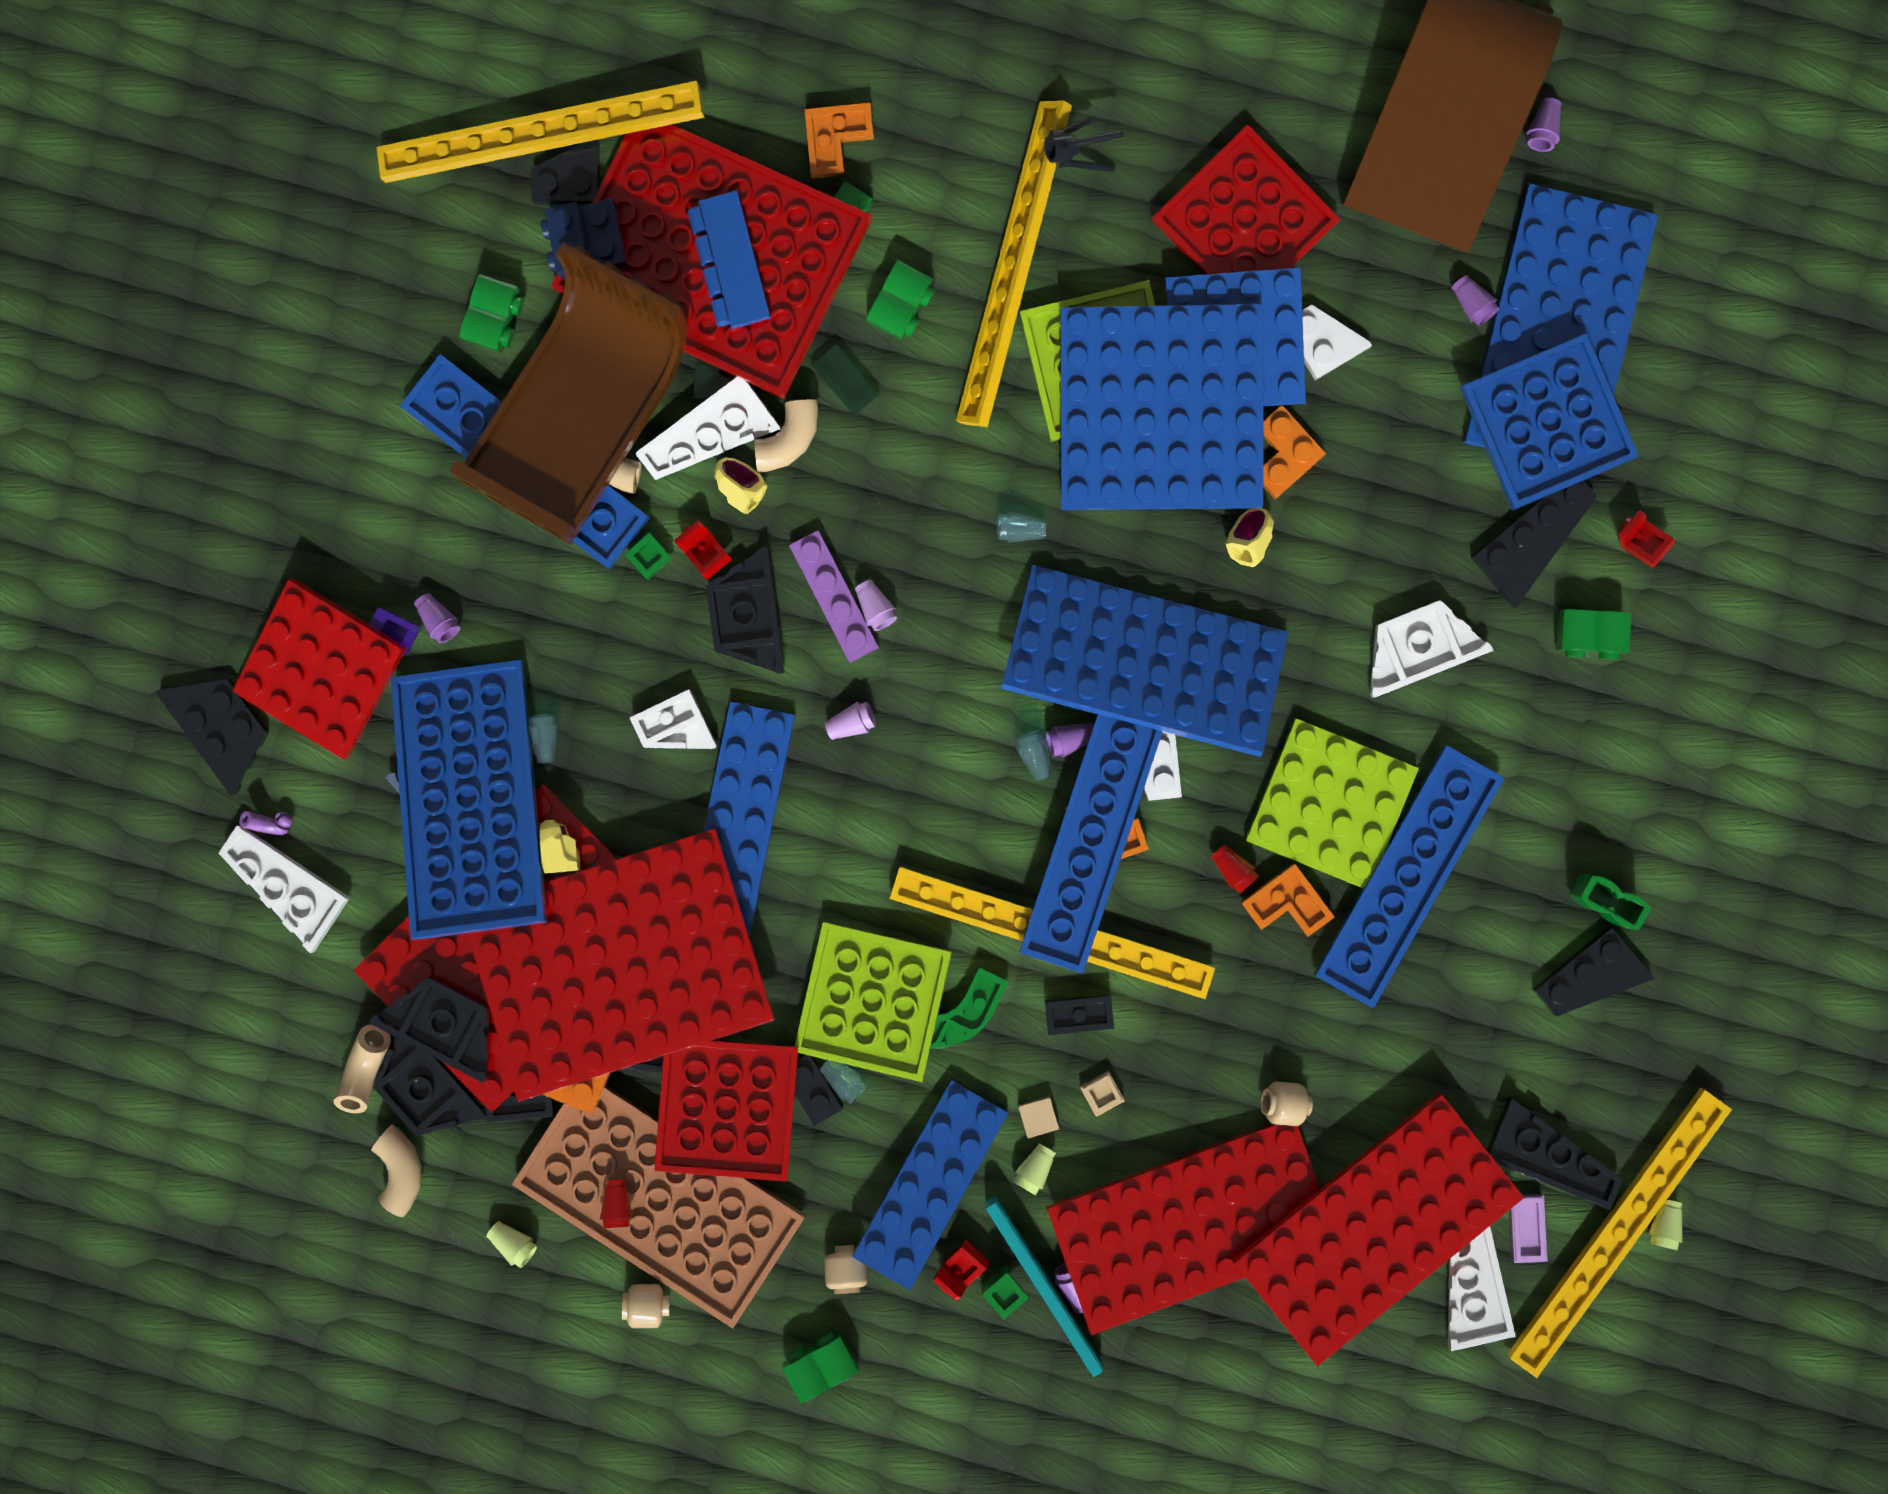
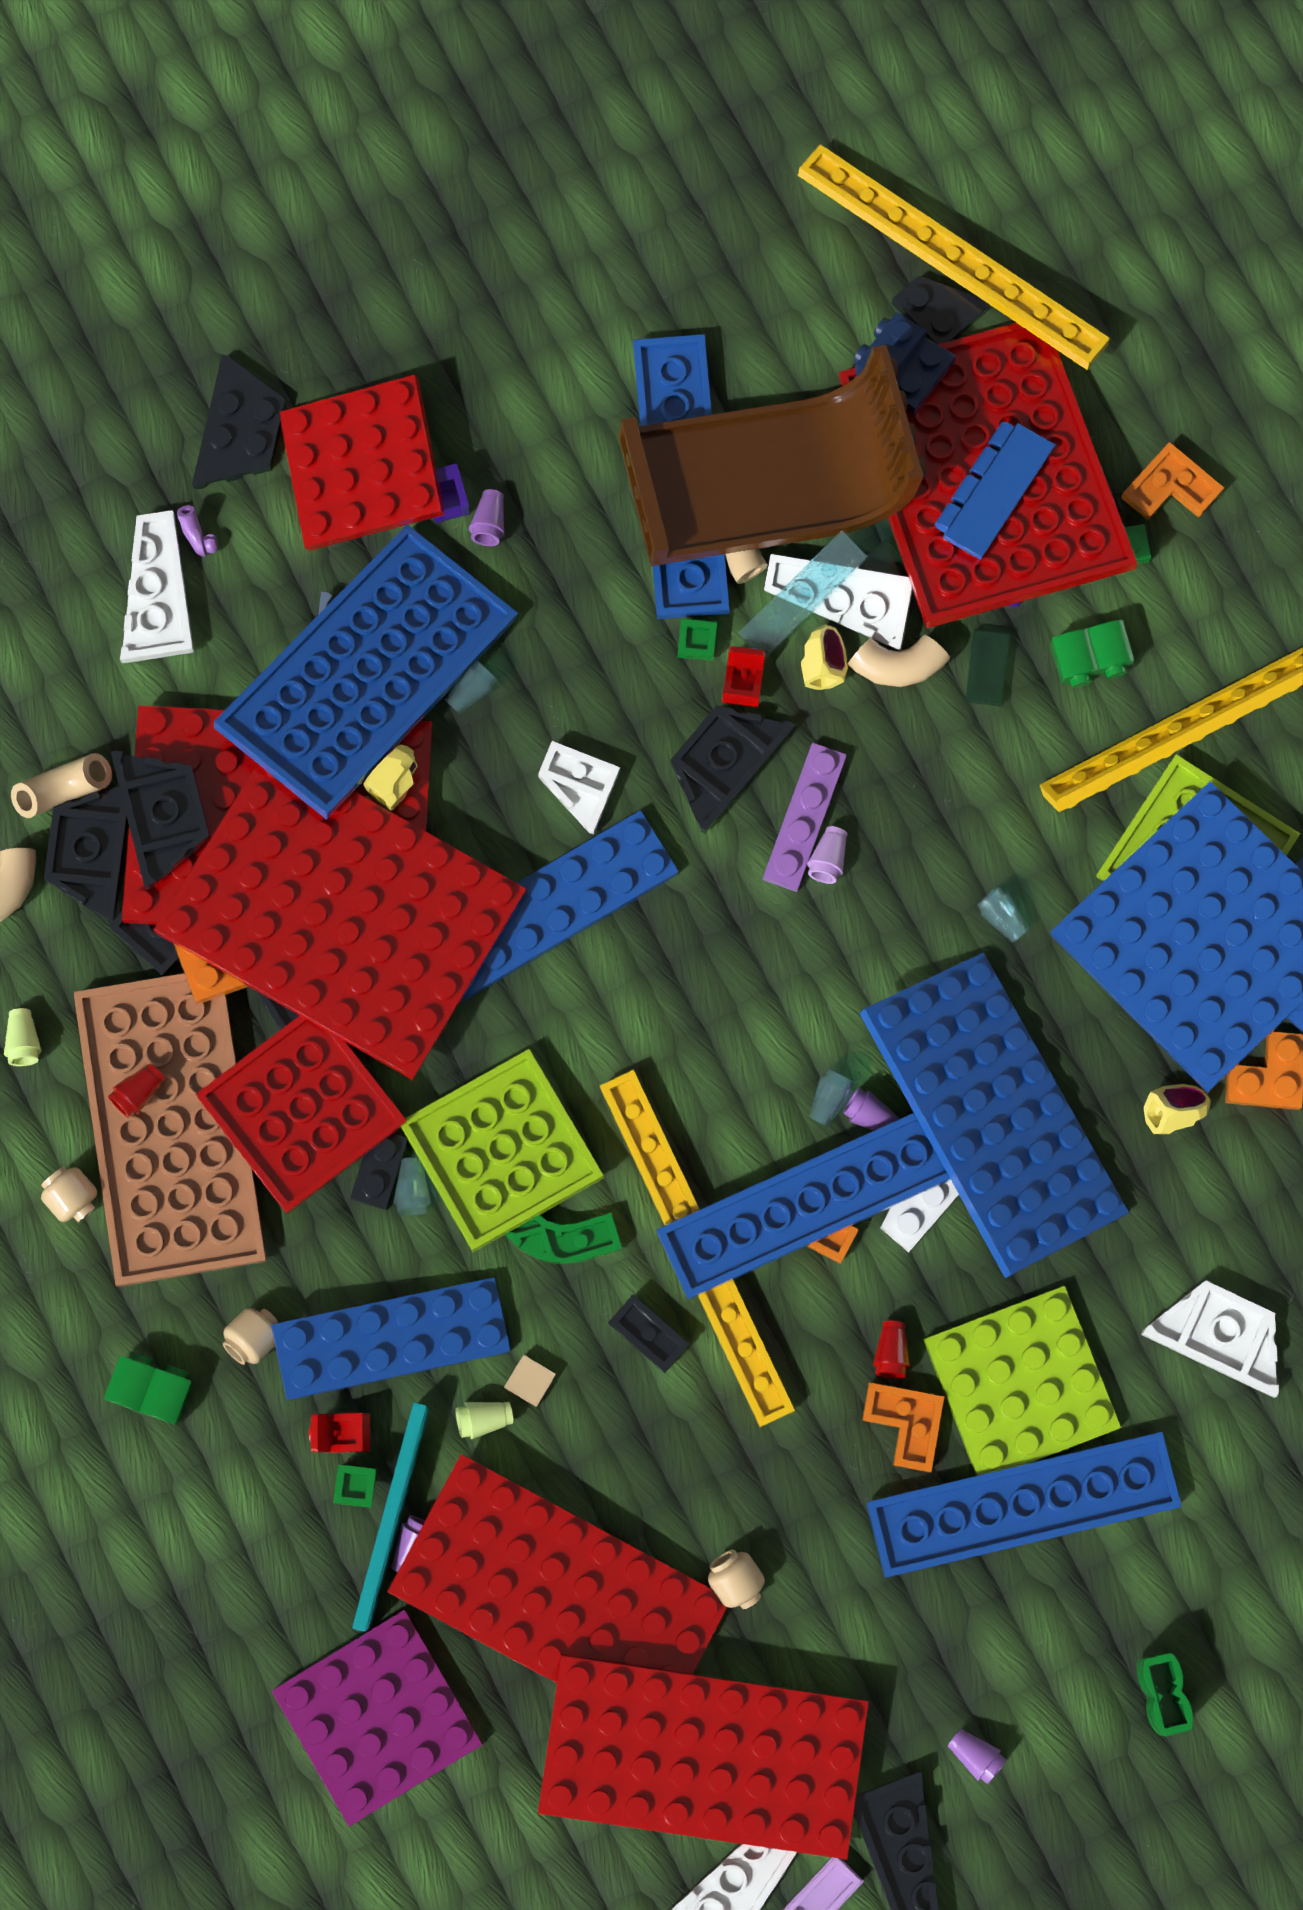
camera: 45 degrees right, 10 degrees down
(491, 314) = (774, 346): green brick -> none
(683, 457) = (803, 594): none -> clear light blue tile
(851, 721) = (716, 922): lavender cone -> none
(1102, 1093) = (599, 1417): tan tile -> none
(1161, 1405) = (377, 1718): none -> magenta plate
(1537, 1052) = (977, 1756): none -> medium lavender cone
(1592, 974) = (1091, 1744): black wing -> none

